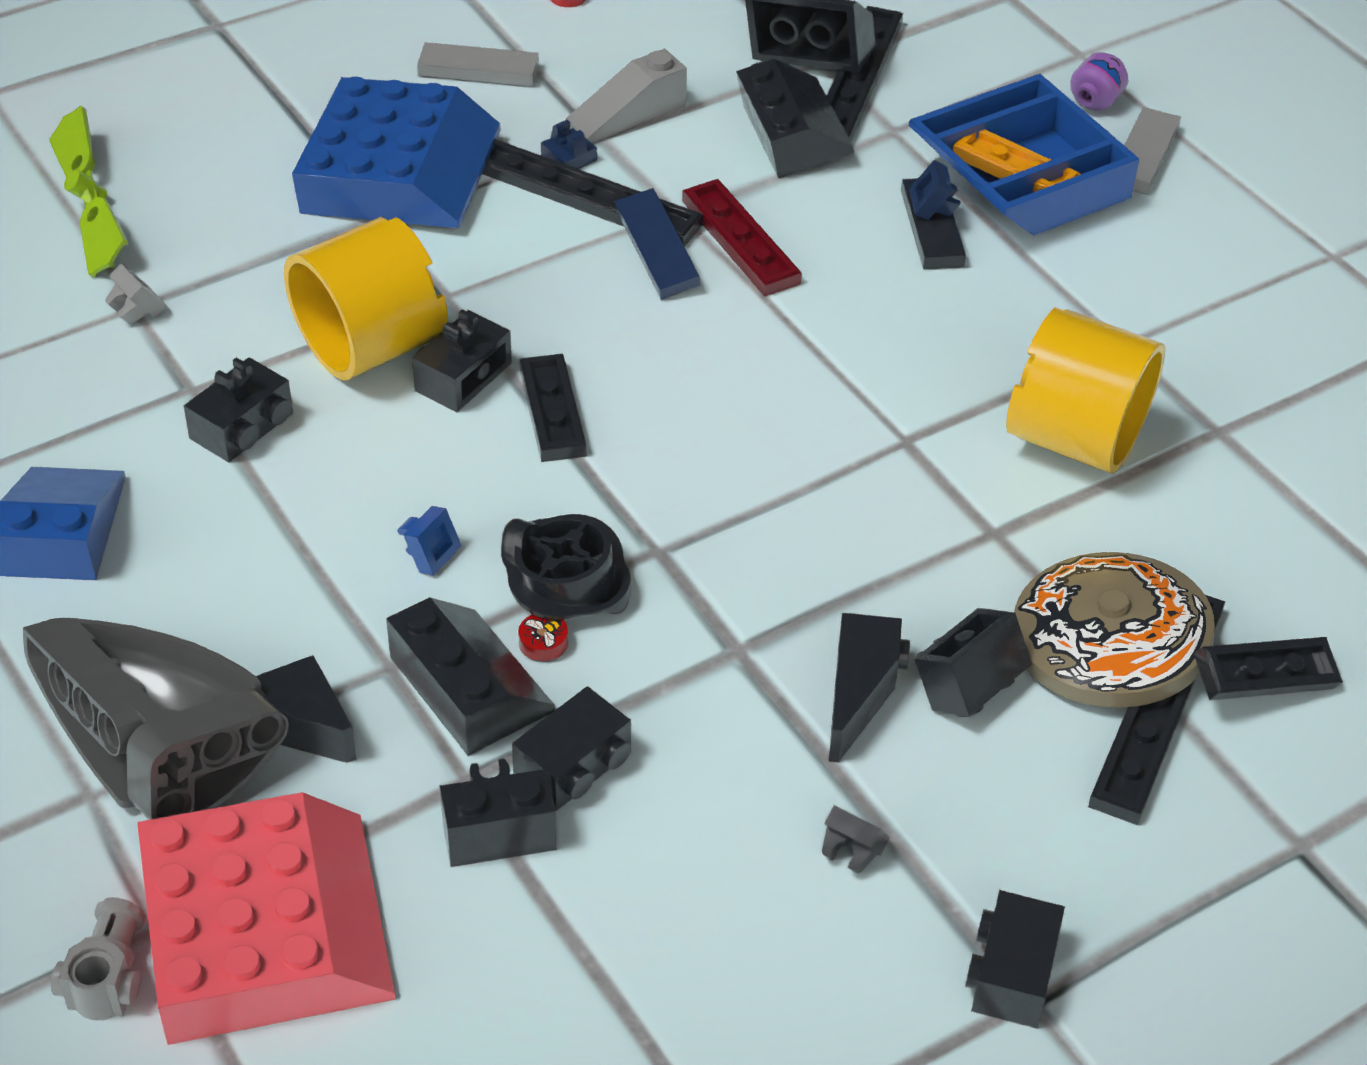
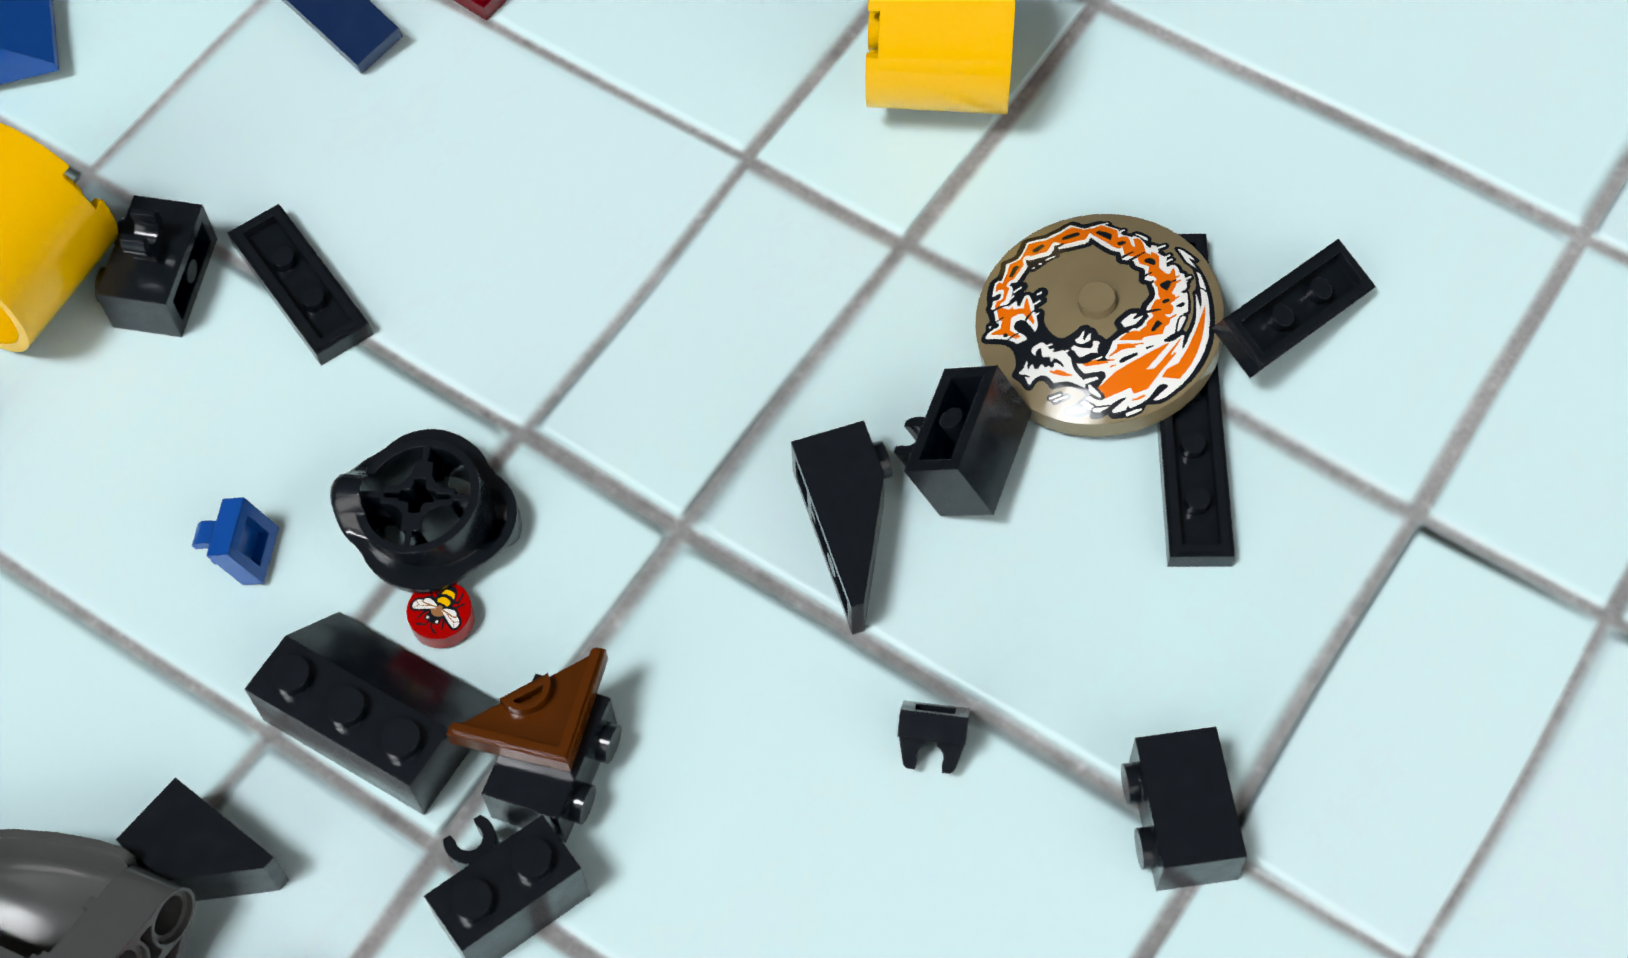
camera: 20 degrees left, 15 degrees up
(575, 712) = (539, 720): none -> reddish brown tile

